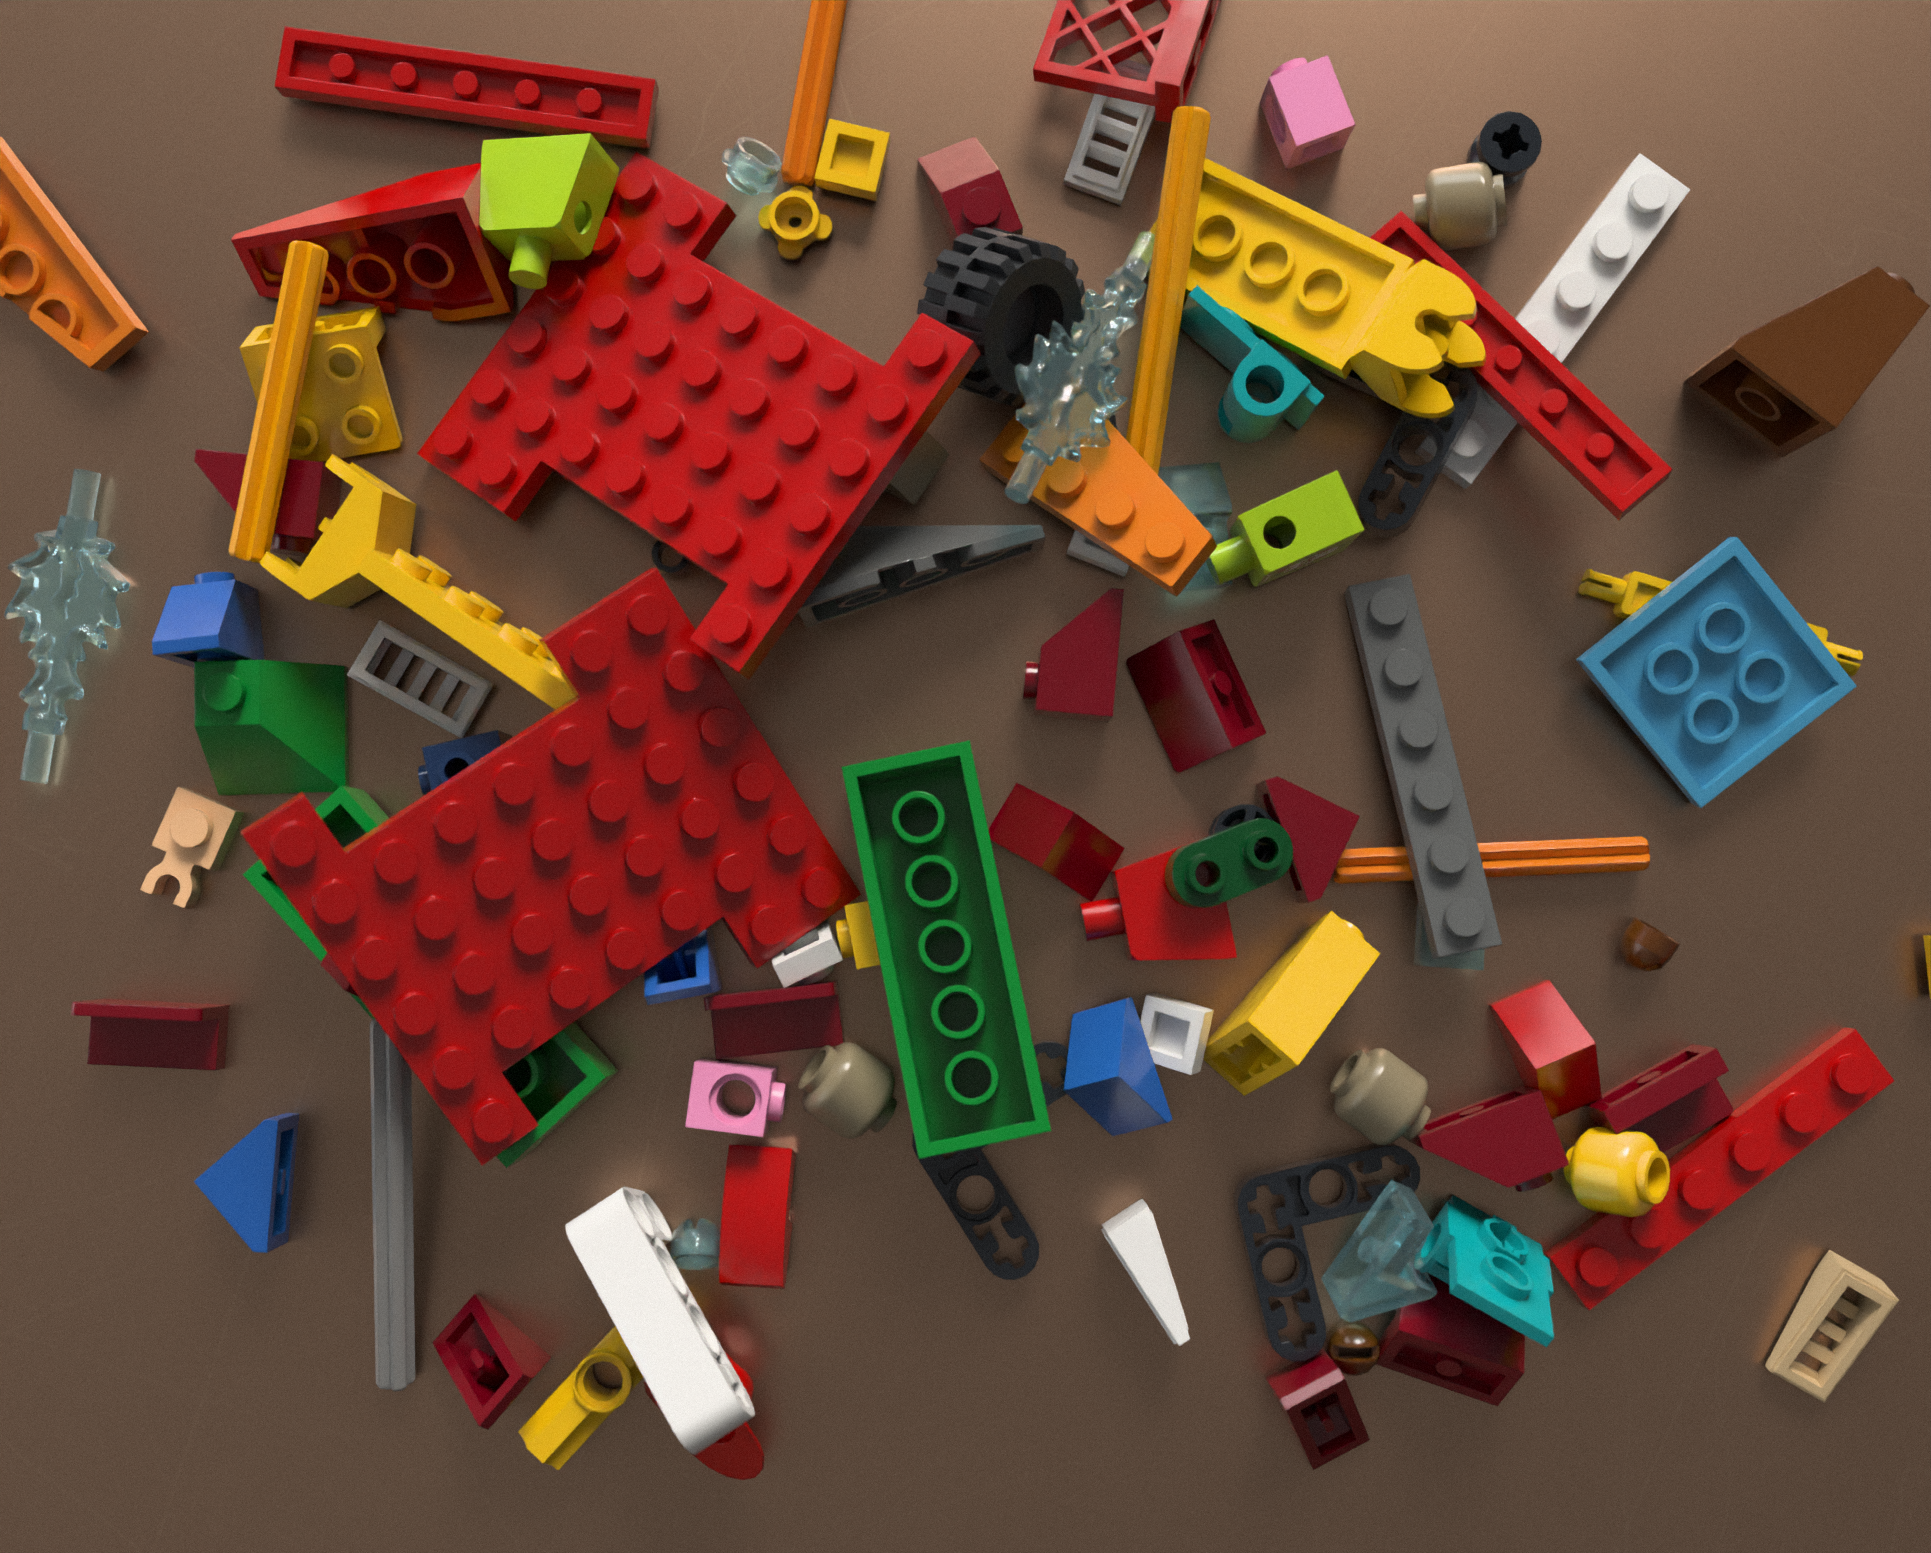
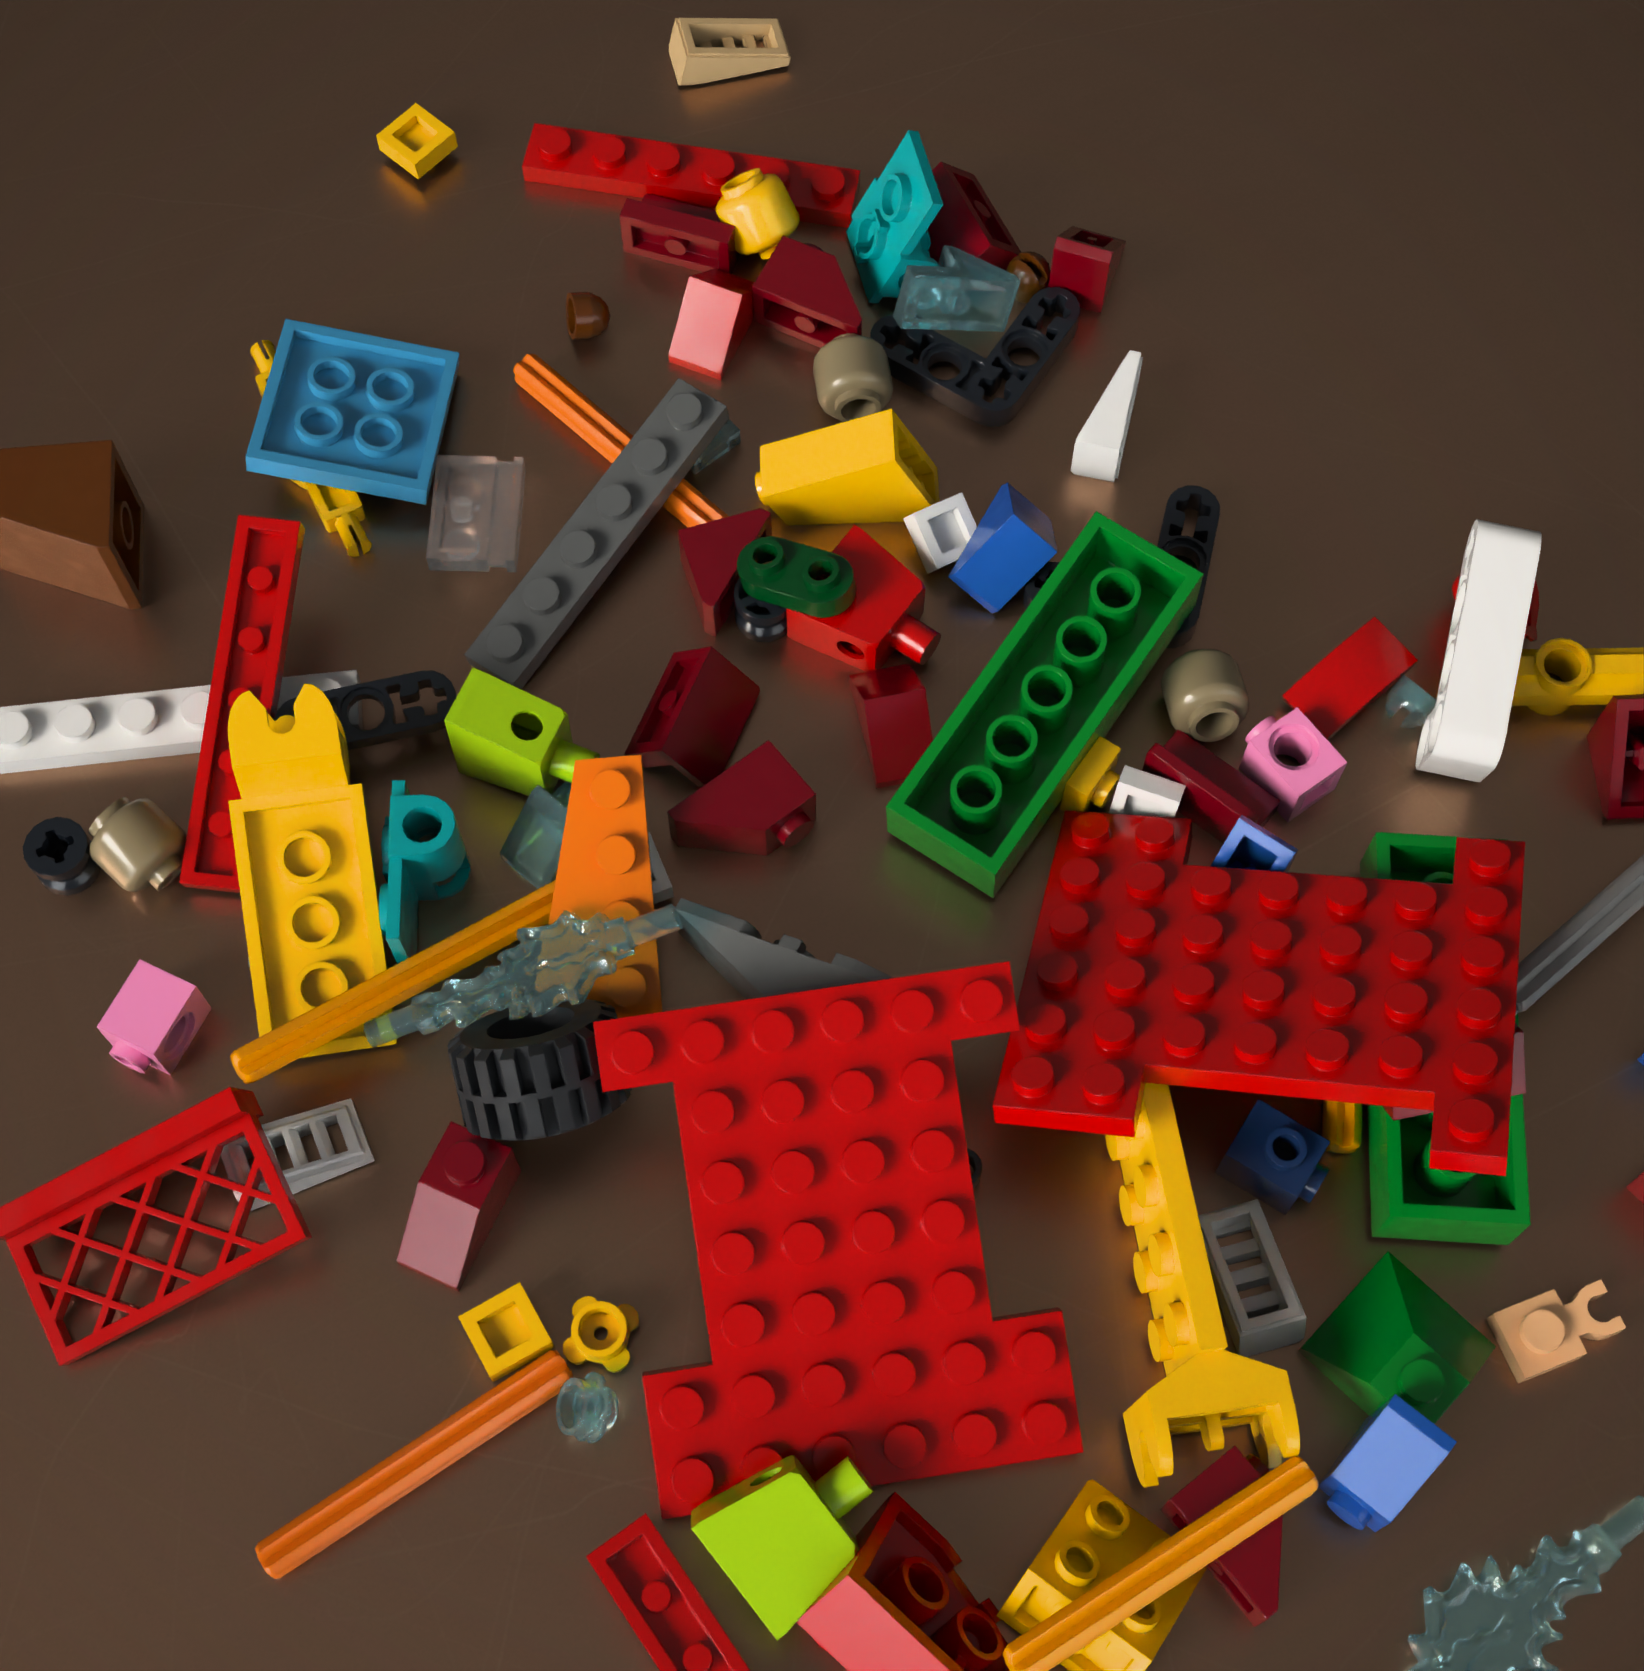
camera: 130 degrees left, 20 degrees down
(1532, 692) = (475, 513): none -> clear plate

